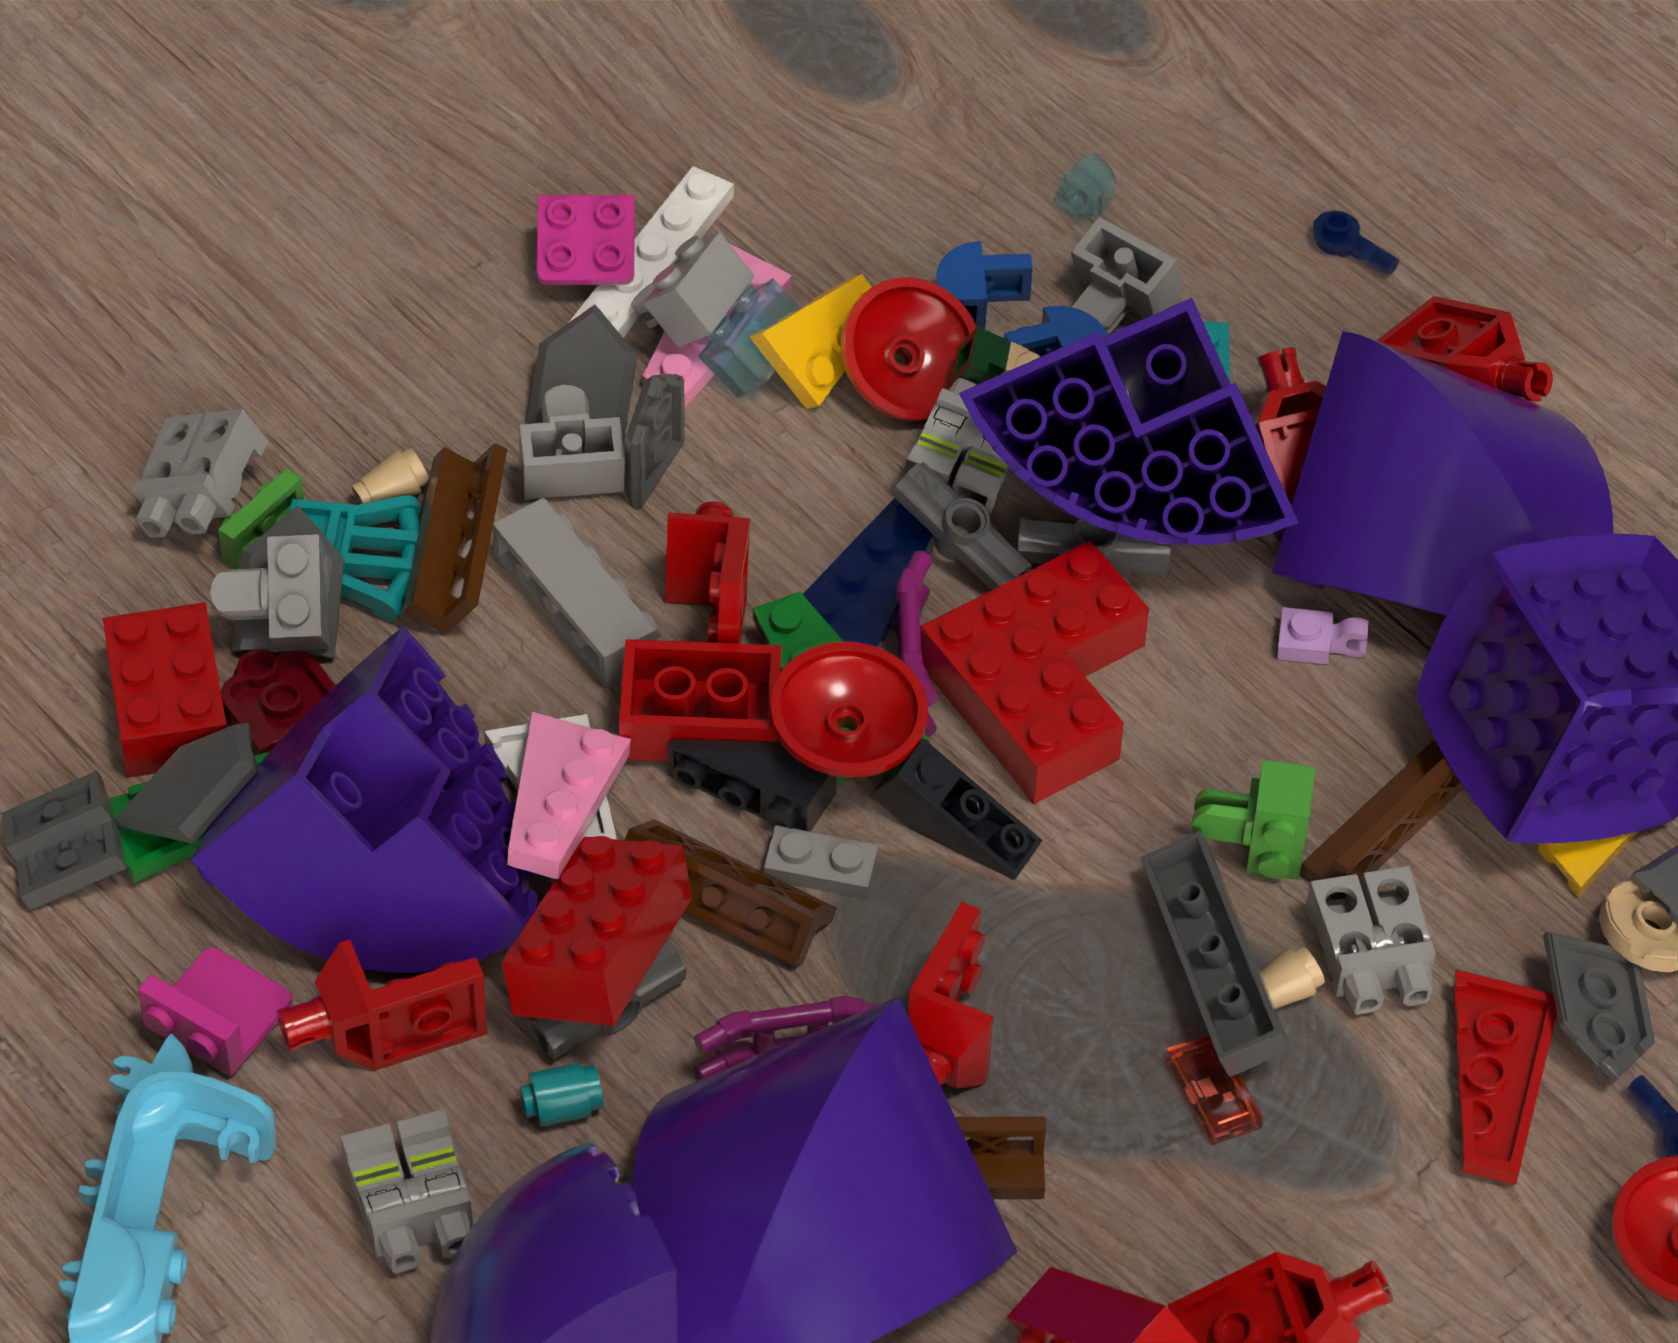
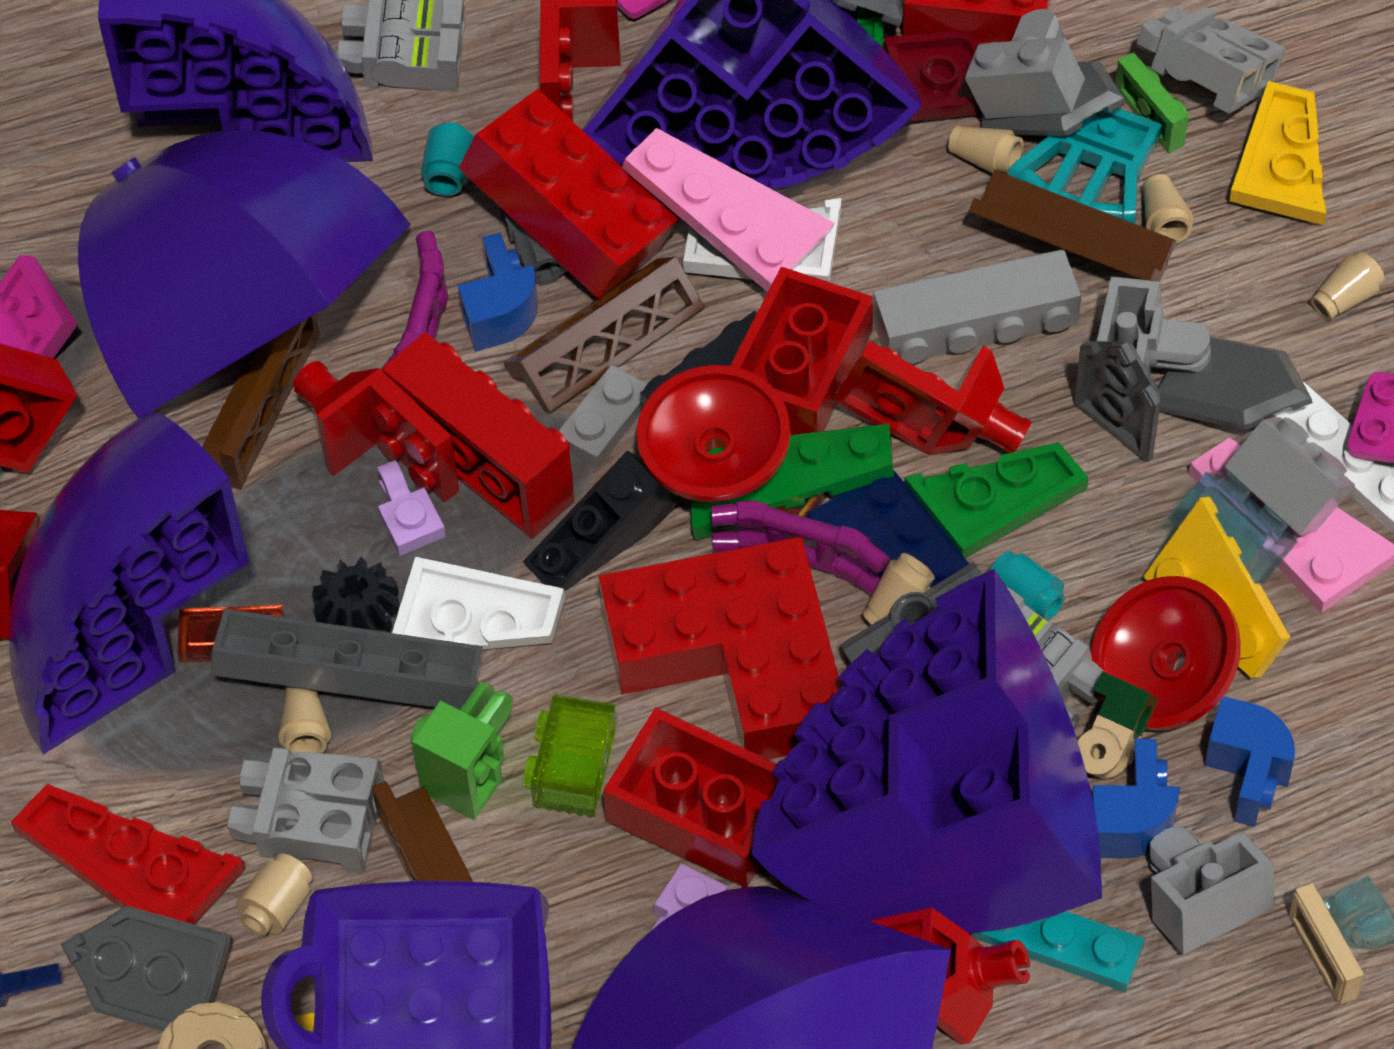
camera: 115 degrees right, 5 degrees up
(301, 409) = (1281, 157): none -> yellow wing
(366, 628) = (986, 147): none -> tan cone
(431, 328) = (1348, 285): none -> tan cone
(724, 976) = (504, 303): none -> blue brick
(786, 528) = (996, 498): none -> green wing
(873, 478) = (1032, 582): none -> teal brick
(922, 892) = (495, 440): none -> red brick
(945, 569) = (898, 579): none -> tan cone
(1012, 983) = (407, 516): none -> lavender plate
(1095, 891) = (477, 607): none -> white wing
(1133, 197) = (1325, 944): none -> tan tile
(1137, 982) = (356, 597): none -> black gear
(1211, 753) = (572, 755): none -> clear neon green brick
(1217, 637) = (691, 795): none -> red brick
(1239, 1133) = (111, 557): none -> dark purple brick
(1473, 937) = (274, 895): none -> tan brick

